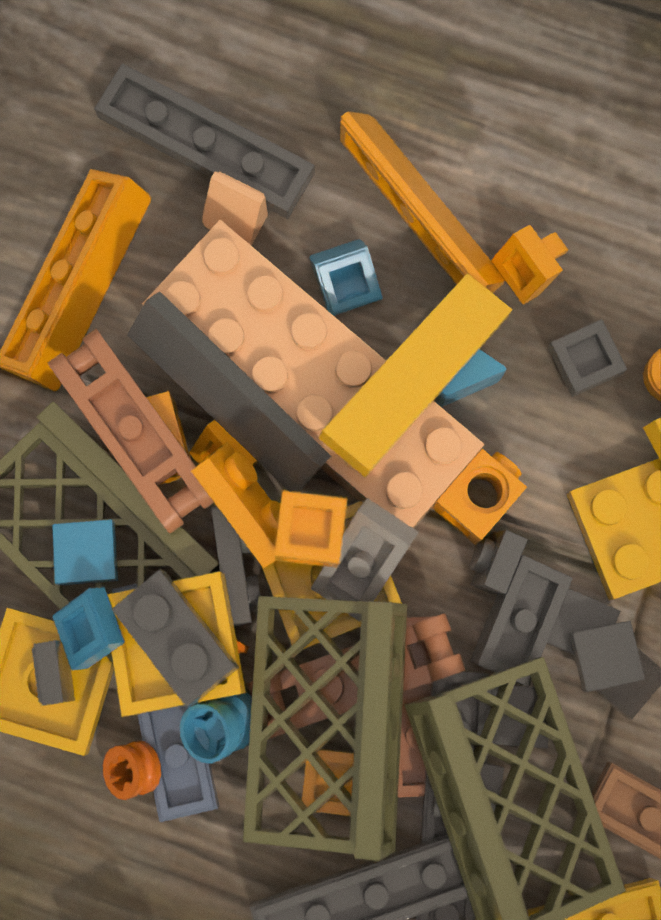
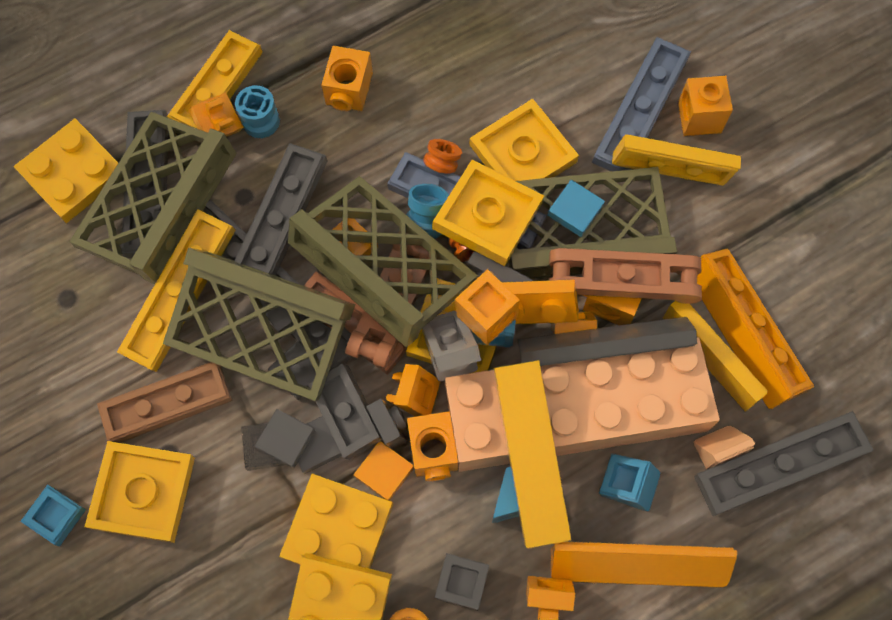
camera: 130 degrees right, 10 degrees down
(52, 673) = (523, 146): dark grey tile -> none
(88, 628) = (532, 176): dark azure tile -> none
(140, 277) = (720, 359): none -> yellow tile
(175, 638) = (489, 209): dark grey plate -> none
(439, 562) = (415, 391): none -> light orange tile
(547, 526) = (384, 471): none -> light orange tile

